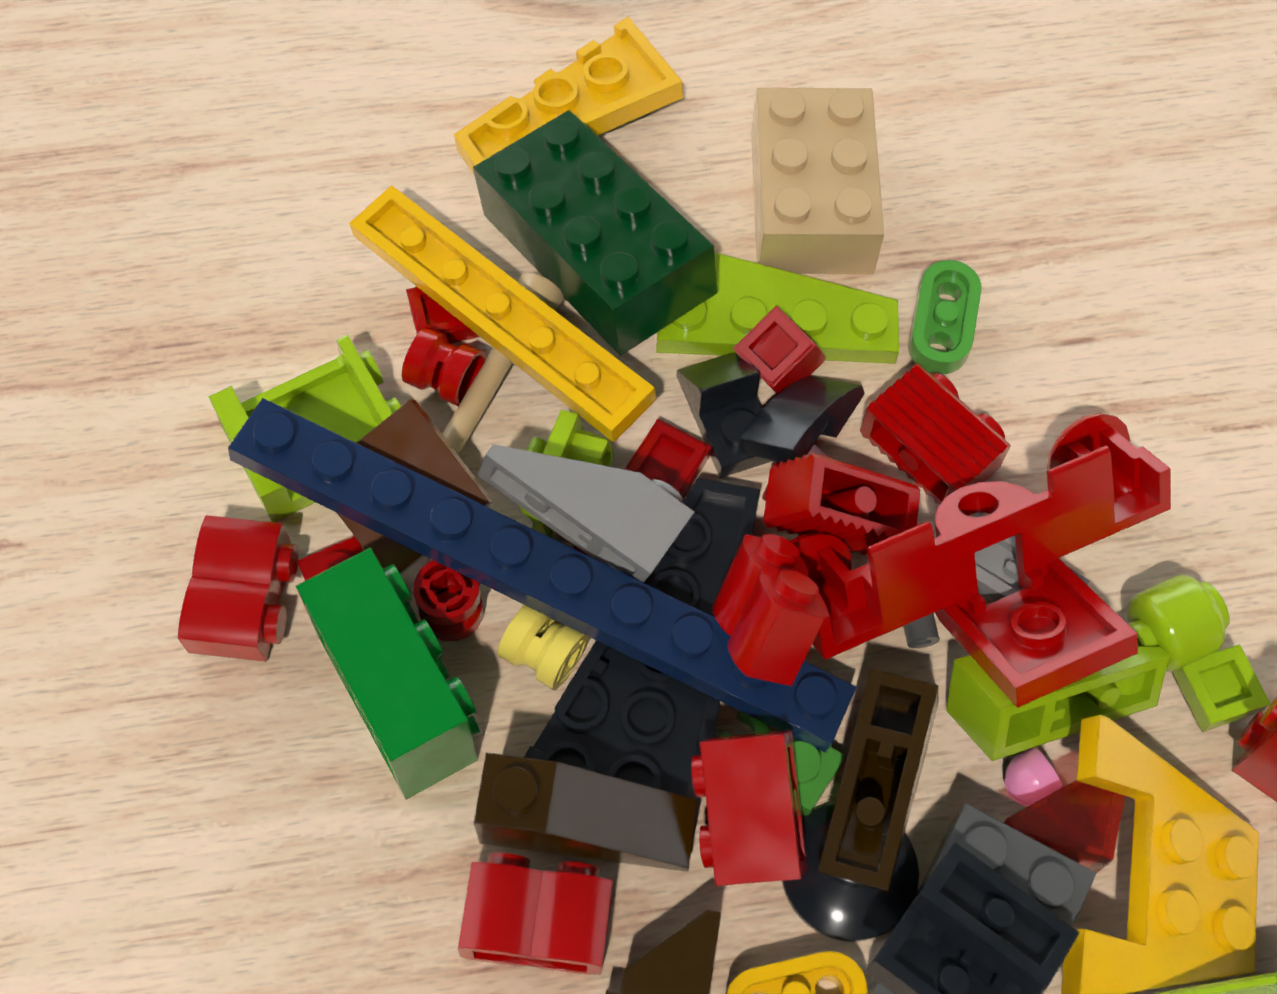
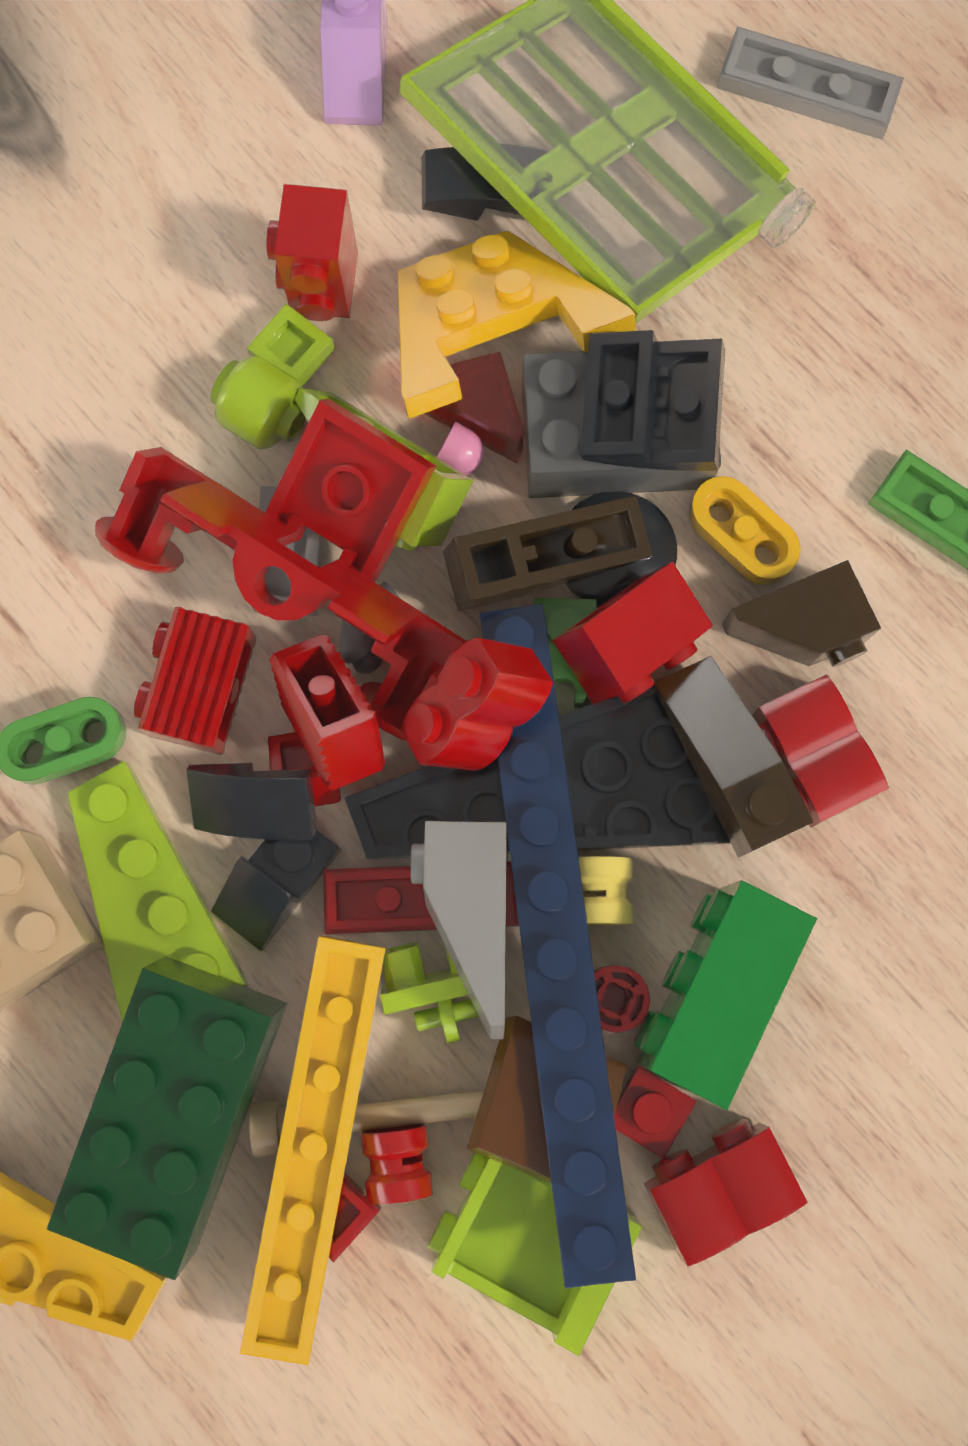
camera: 120 degrees left, 15 degrees up
(780, 351) = (193, 864): red slope -> none

